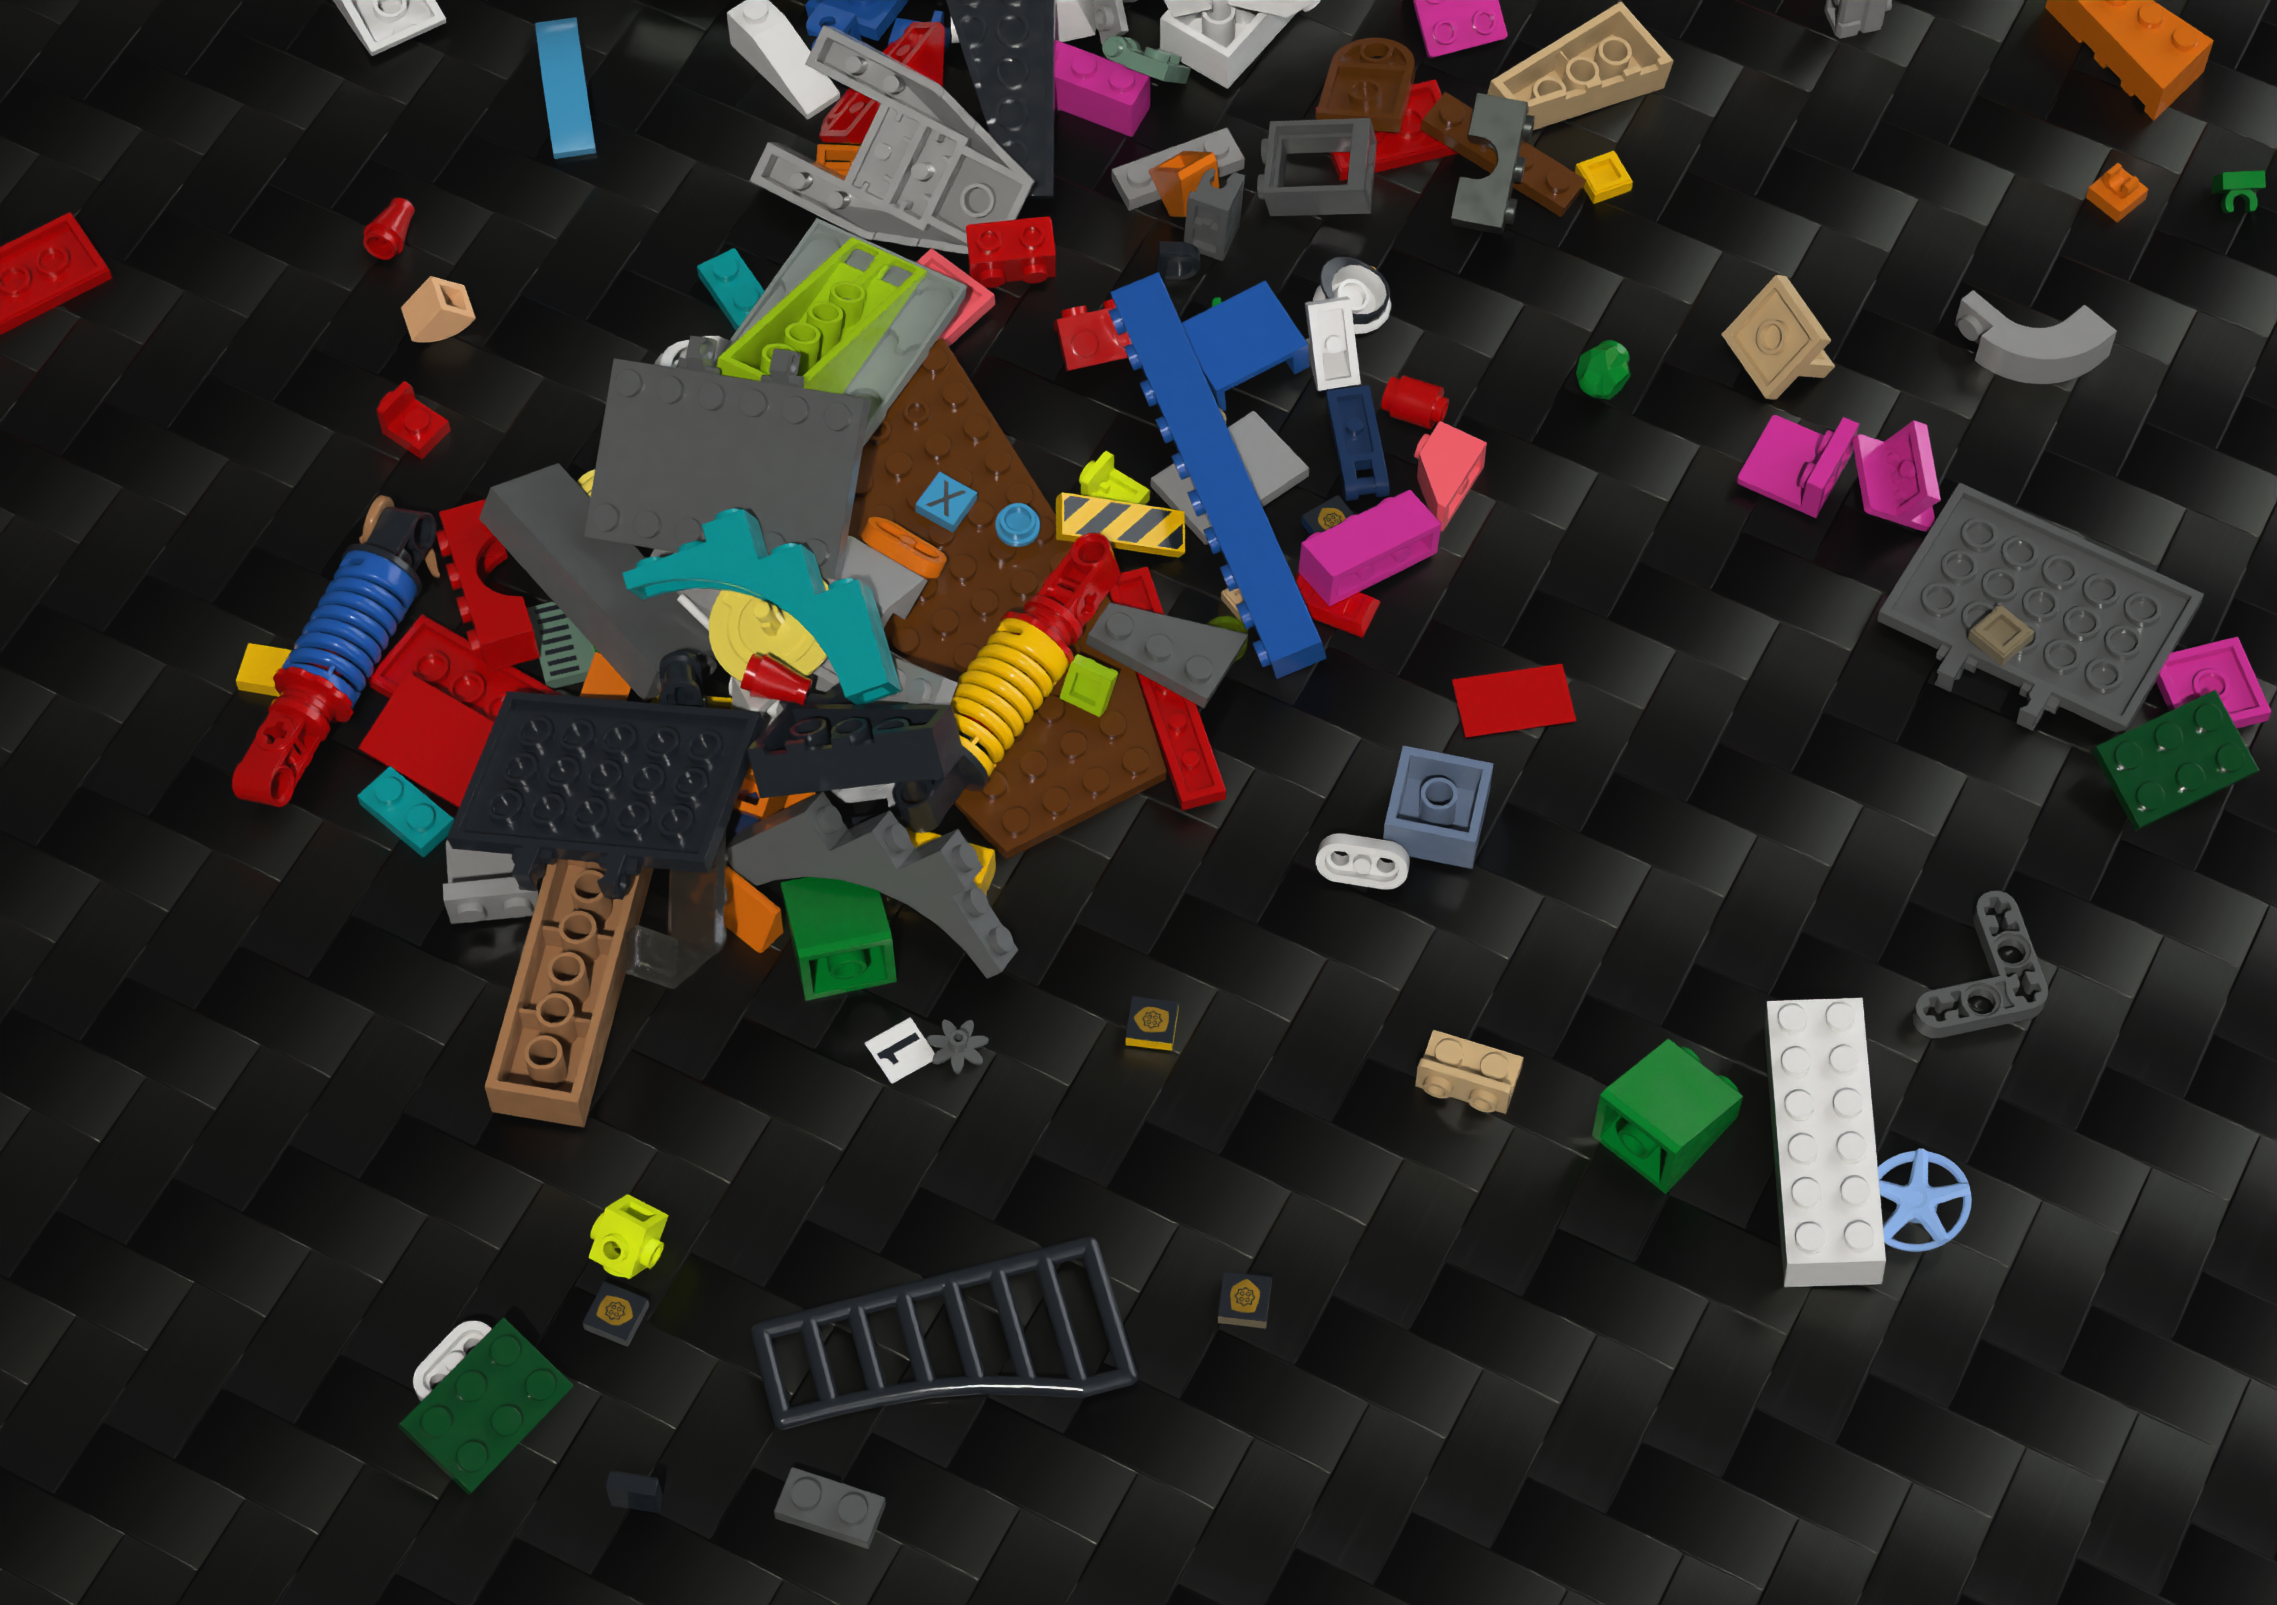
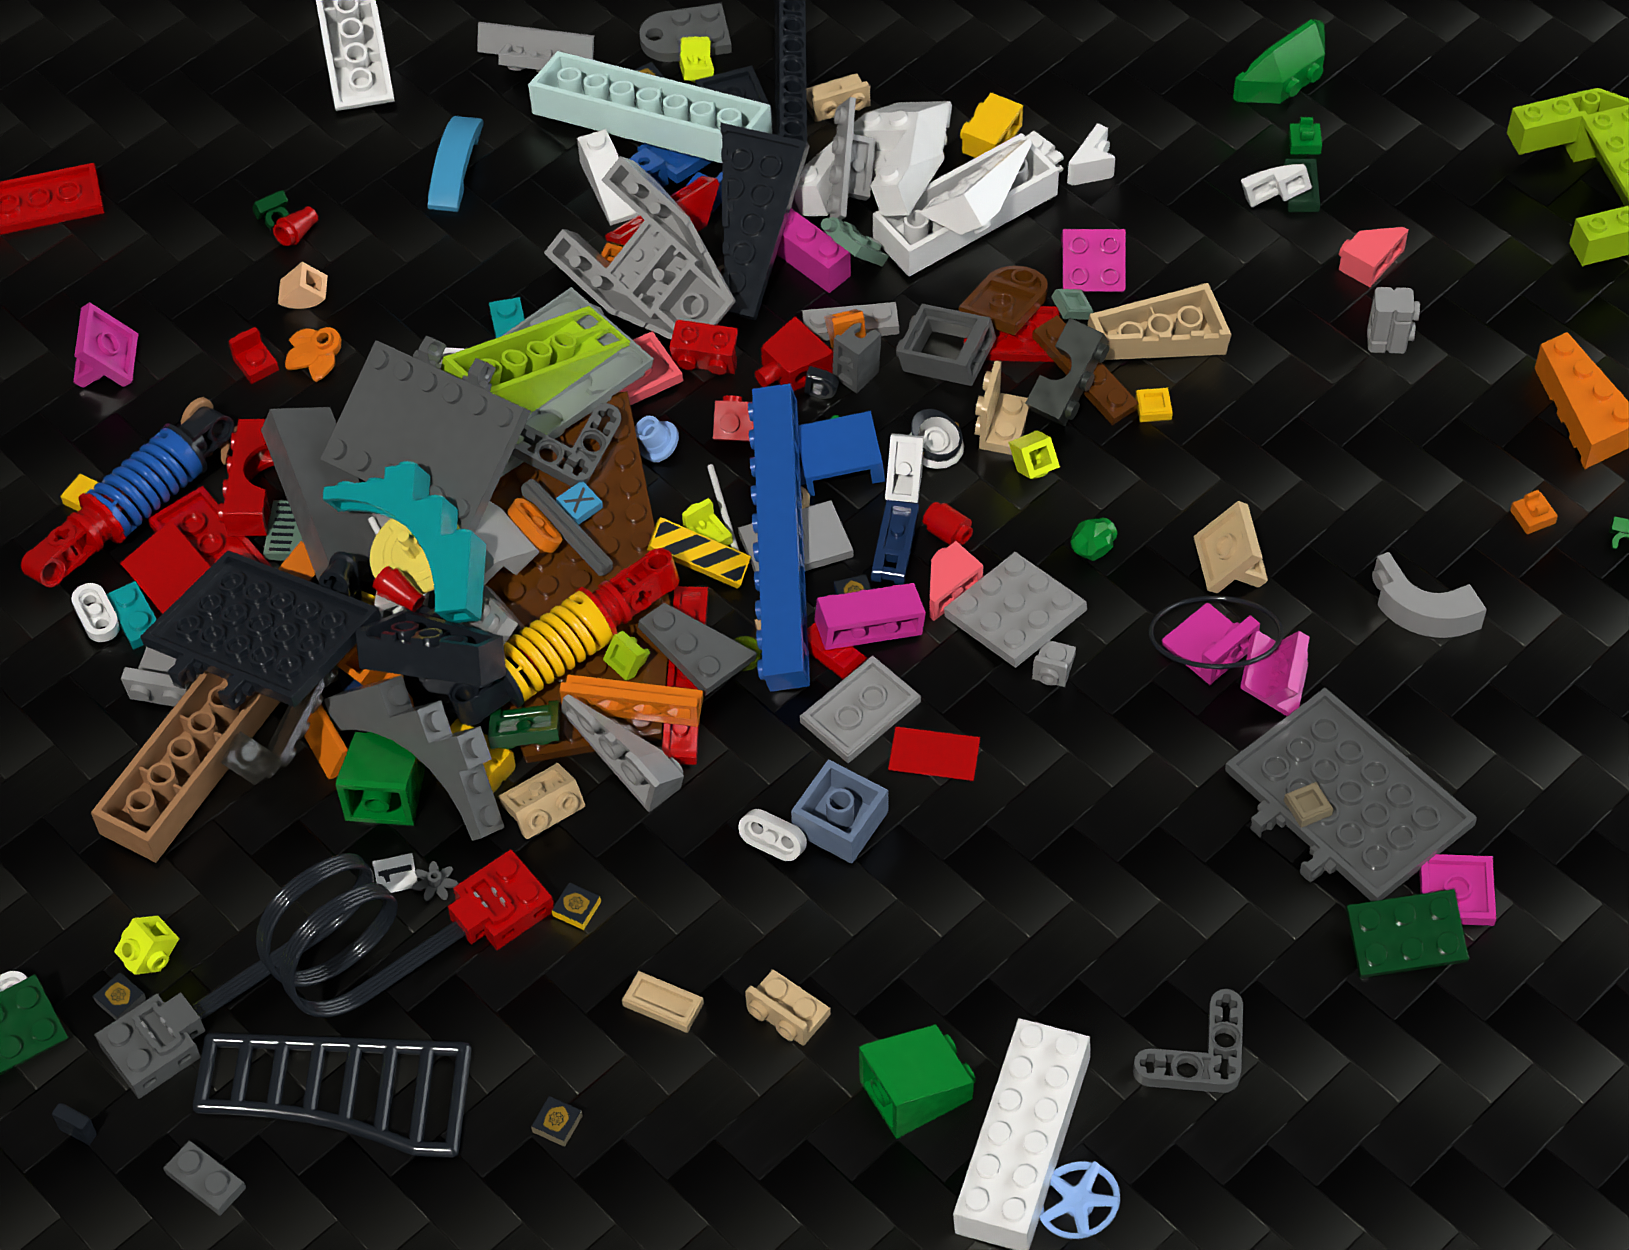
camera: 20 degrees right, 5 degrees down
(205, 466) = (103, 348): none -> dark pink bracket
(345, 211) = (270, 206): none -> dark green tile
(359, 824) = (97, 614): none -> white plate
(486, 397) = (311, 353): none -> orange plate
(919, 438) = (575, 456): none -> dark grey beam
(945, 539) = (567, 528): none -> dark grey axle
(1000, 387) = (656, 438): none -> light blue piece
(1001, 811) = (525, 726): none -> dark green plate
(1017, 525) = (622, 531): dark azure plate -> none
(1051, 1046) = (495, 902): none -> piece
(1053, 899) = (543, 800): none -> tan bracket
(1110, 448) = (722, 506): none -> white axle
(1119, 740) = (636, 700): none -> orange fence
(1128, 233) = (790, 354): none -> red torso
(1151, 816) = (636, 762): none -> light grey wedge
(1311, 1111) = (662, 1001): none -> tan tile
(1400, 670) = (860, 709): none -> light grey tile
(1425, 243) = (1000, 415): none -> tan bracket
(1451, 72) = (1072, 303): none -> sand green tile
(1488, 282) = (1034, 454): none -> neon yellow brick
(1543, 488) = (1015, 609): none -> light grey plate
(1616, 543) = (1053, 663): none -> light grey bracket
(1808, 497) = (1215, 666): none -> black piece

